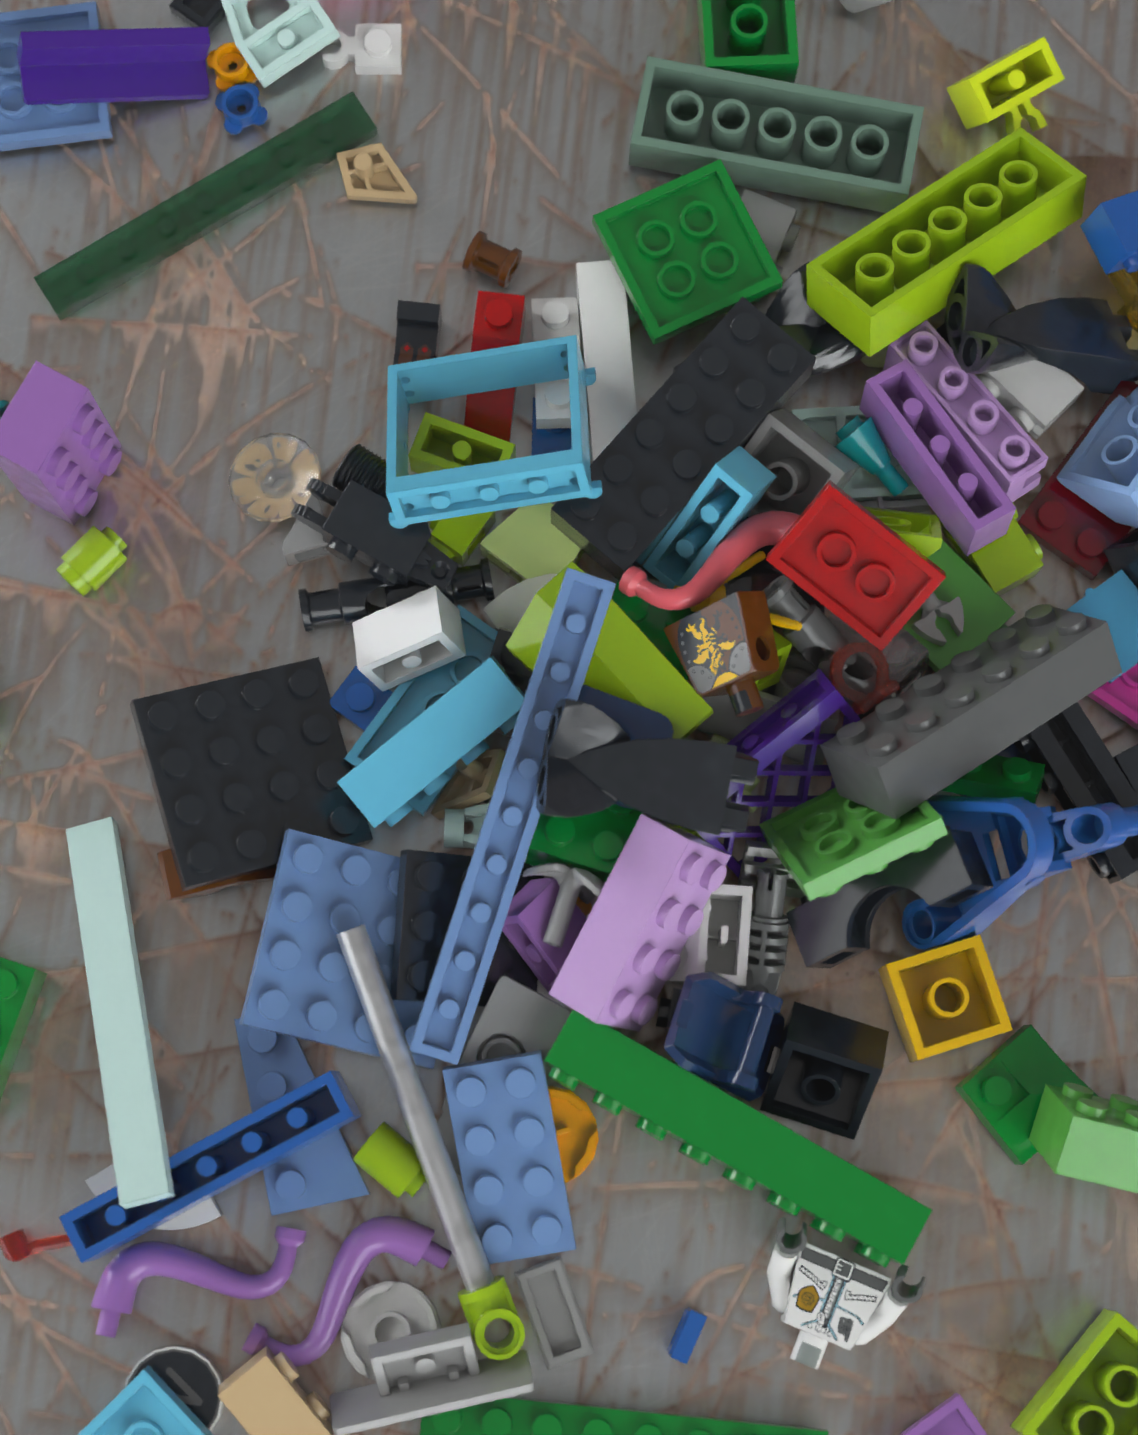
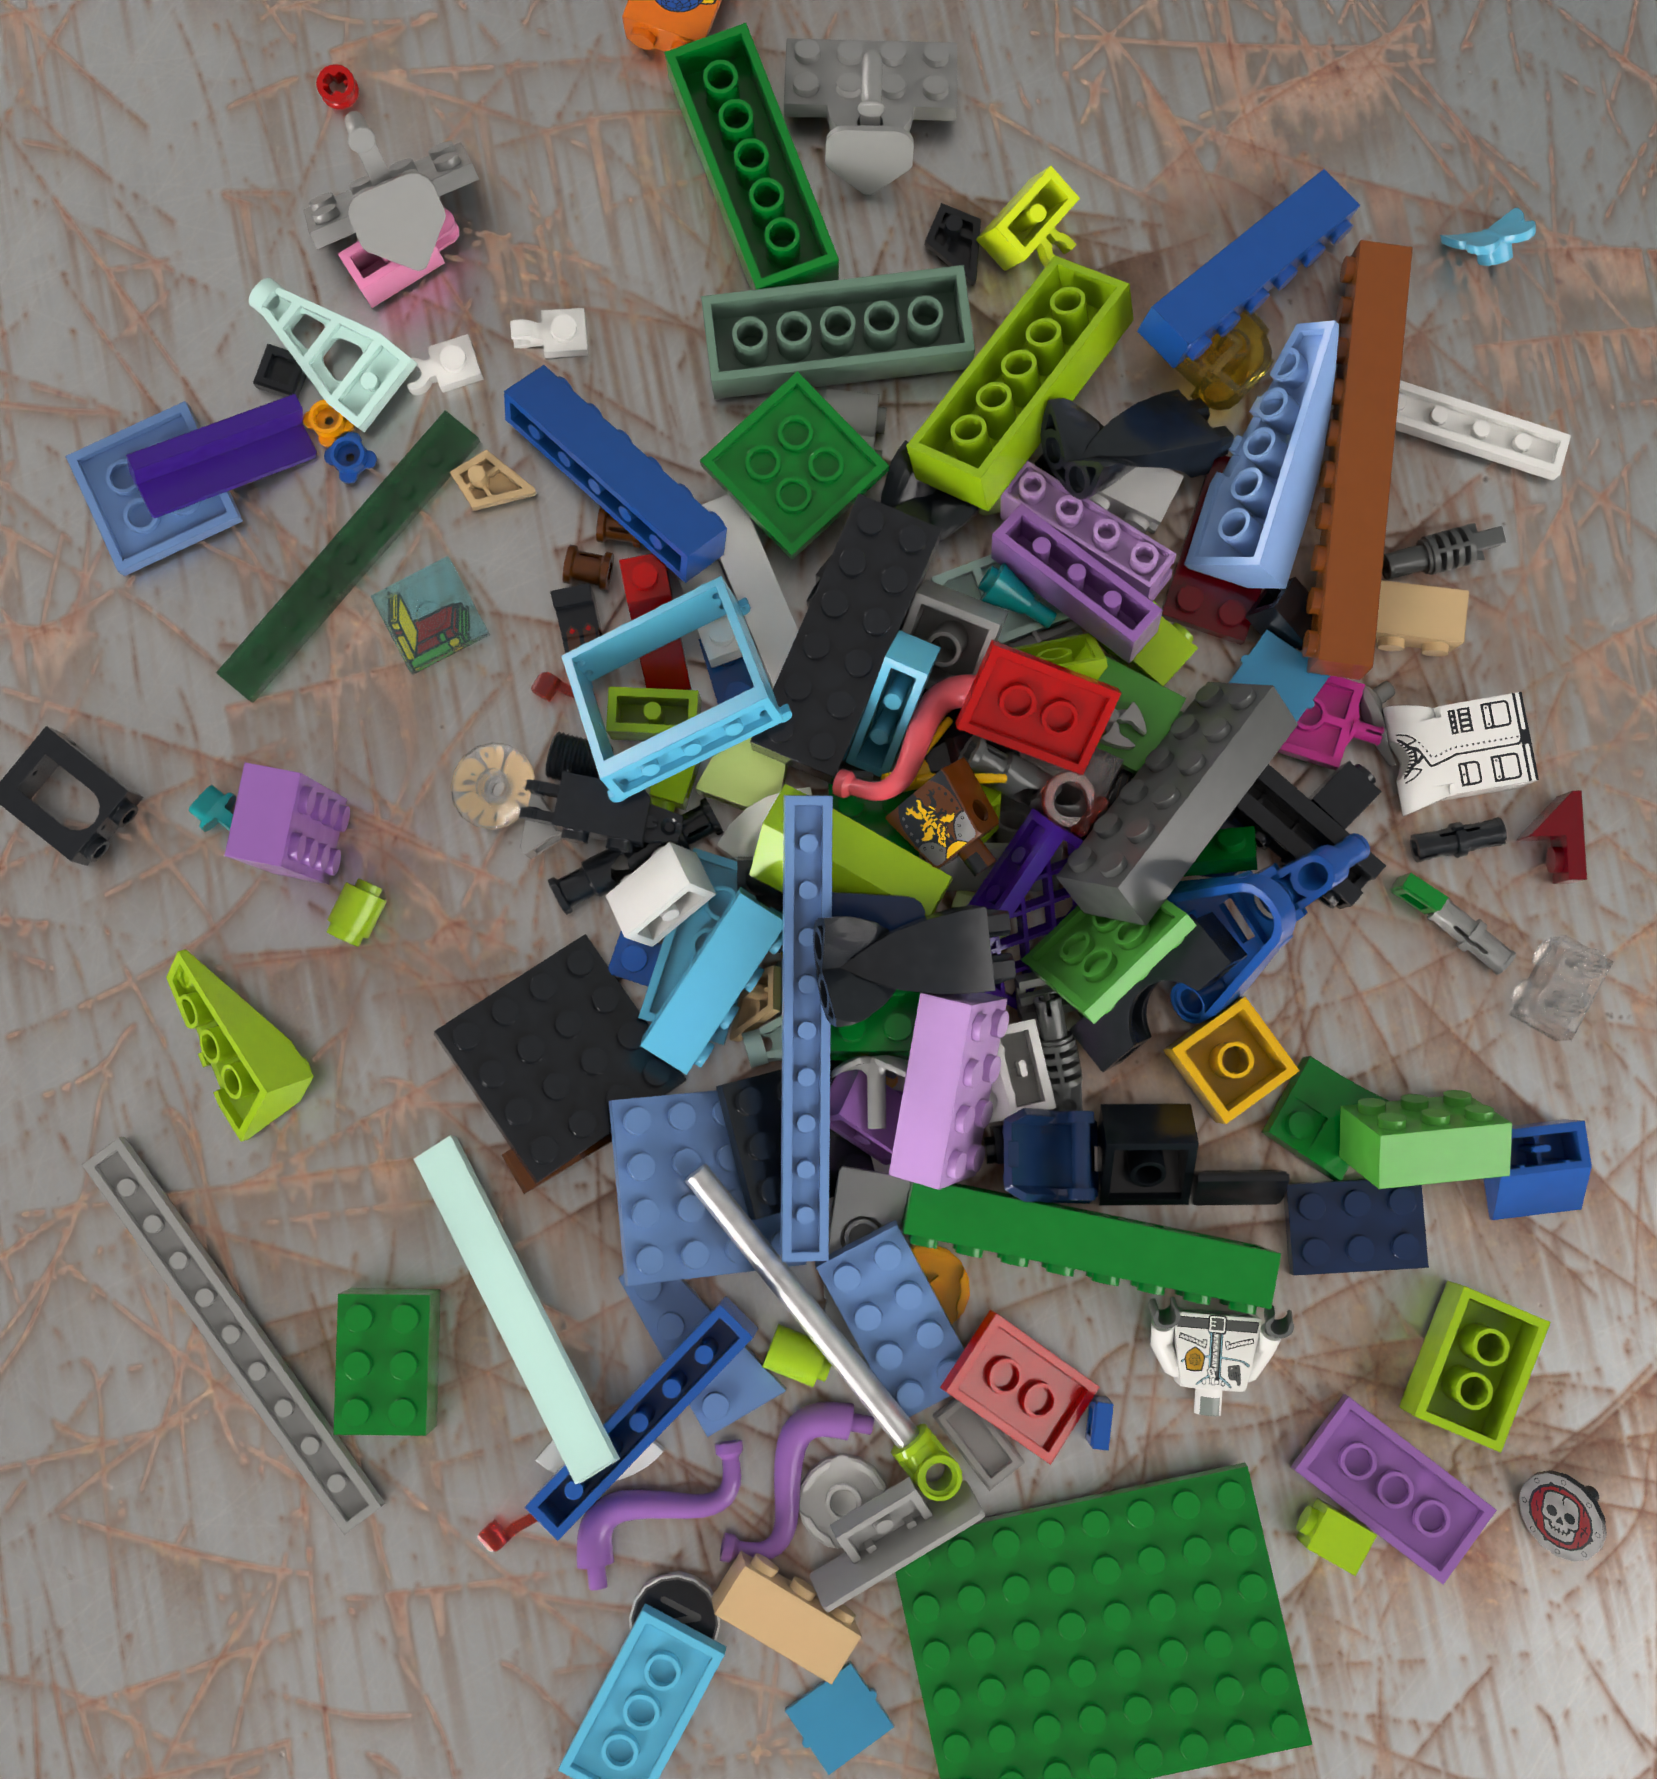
camera: 15 degrees left, 5 degrees up
(268, 289) = (430, 615): none -> clear light blue tile
(364, 395) = (548, 684): none -> clear red hand
(444, 290) = (588, 567): none -> reddish brown bush
(493, 52) = (560, 333): none -> white plate
(503, 204) = (615, 473): none -> blue brick
(615, 1268) = (1020, 1387): none -> plate
(912, 1137) = (1238, 1187): none -> black slope
(924, 83) = (954, 239): none -> black piece
(1023, 1218) = (1354, 1227): none -> dark blue plate

